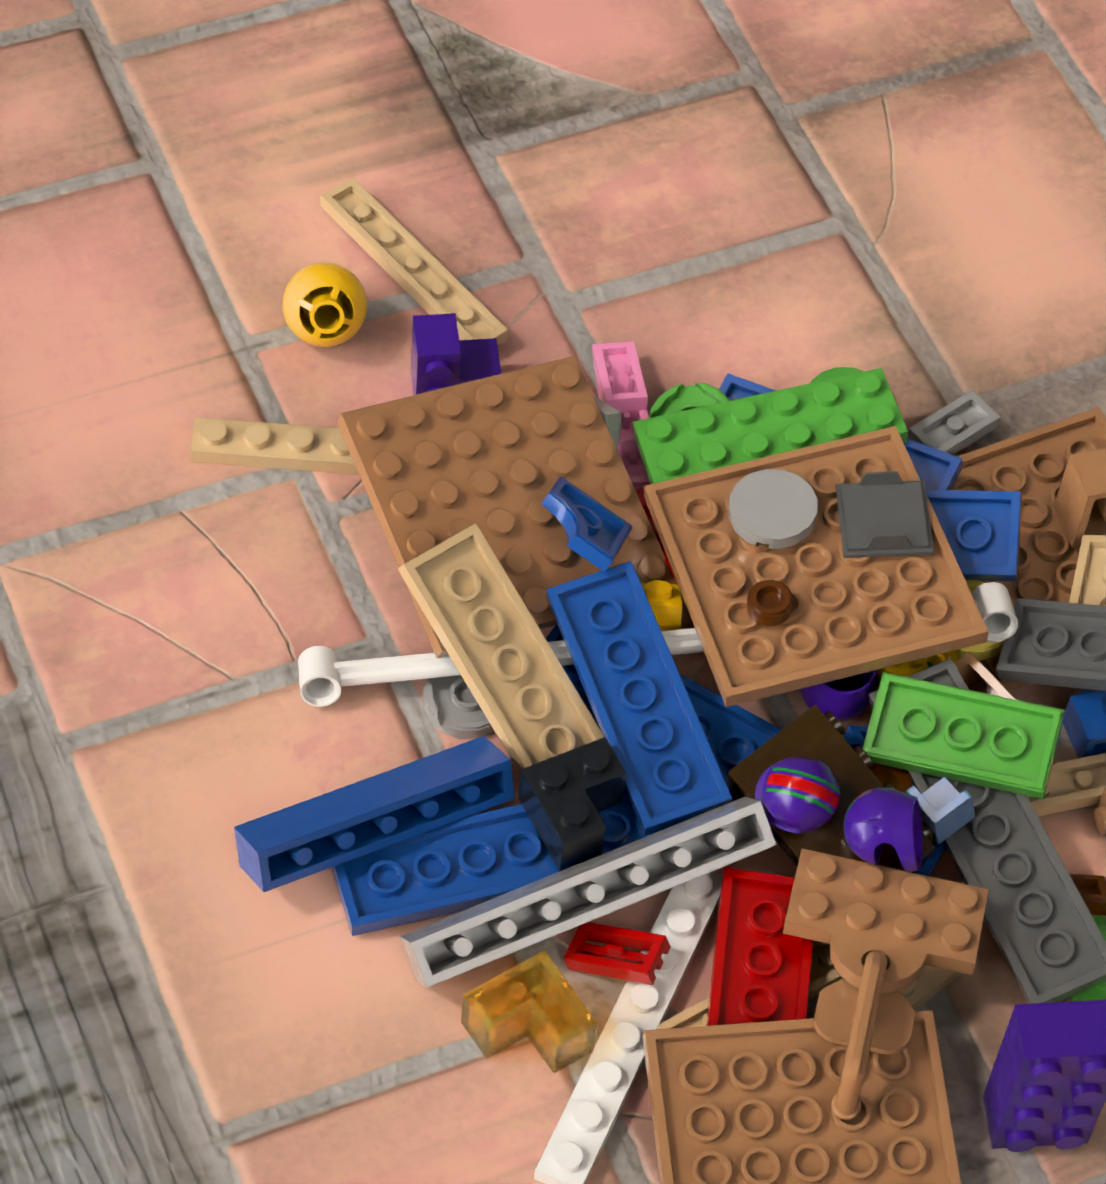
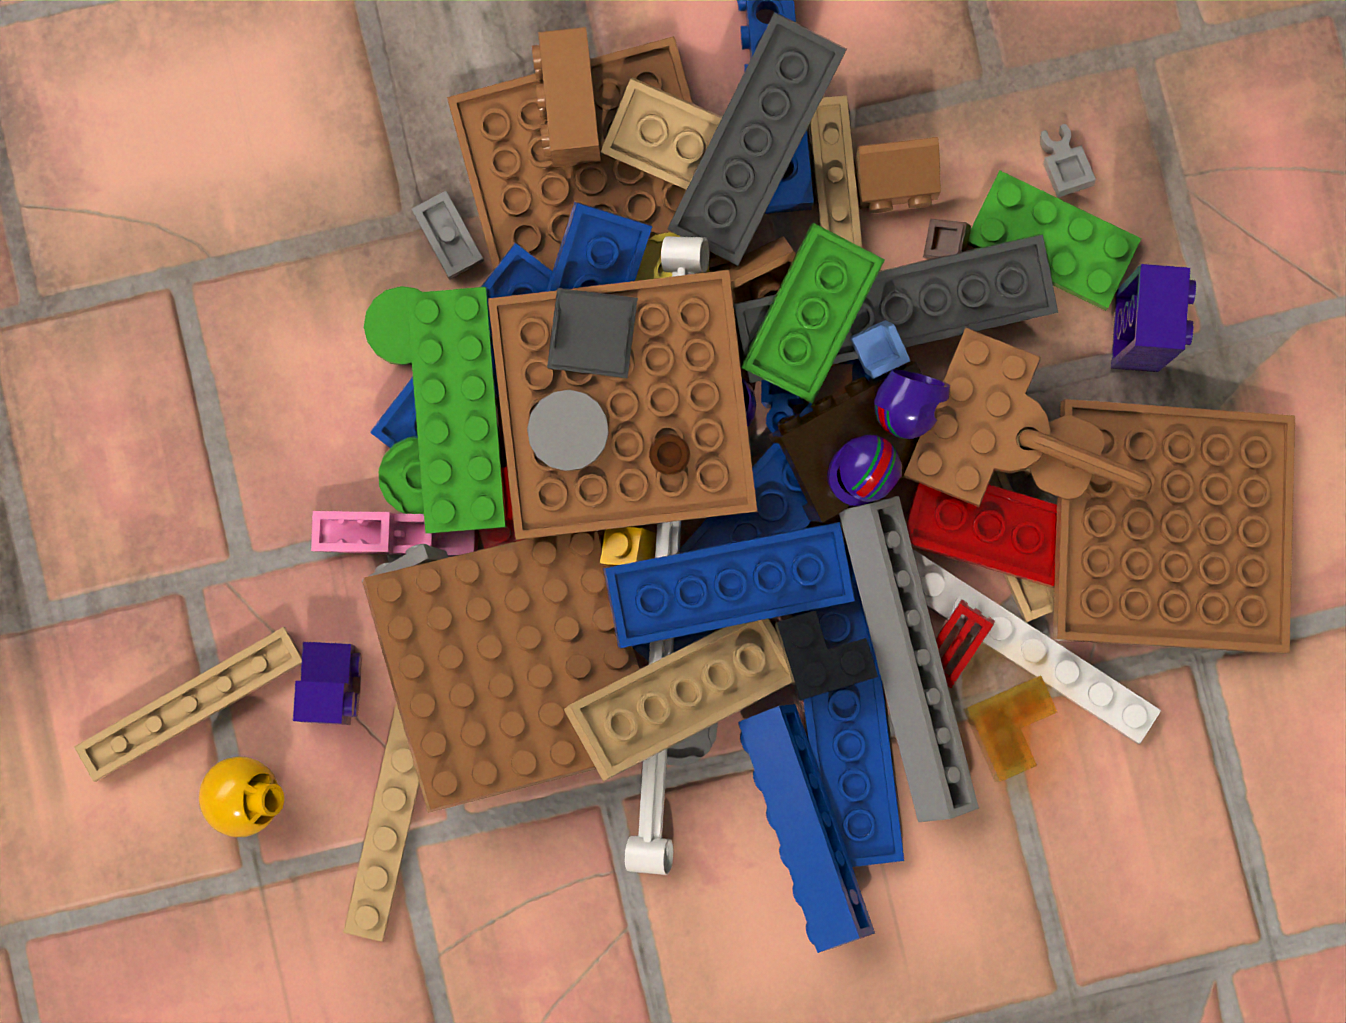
camera: 75 degrees left, 30 degrees up
(590, 526) = (558, 596): blue tile -> none

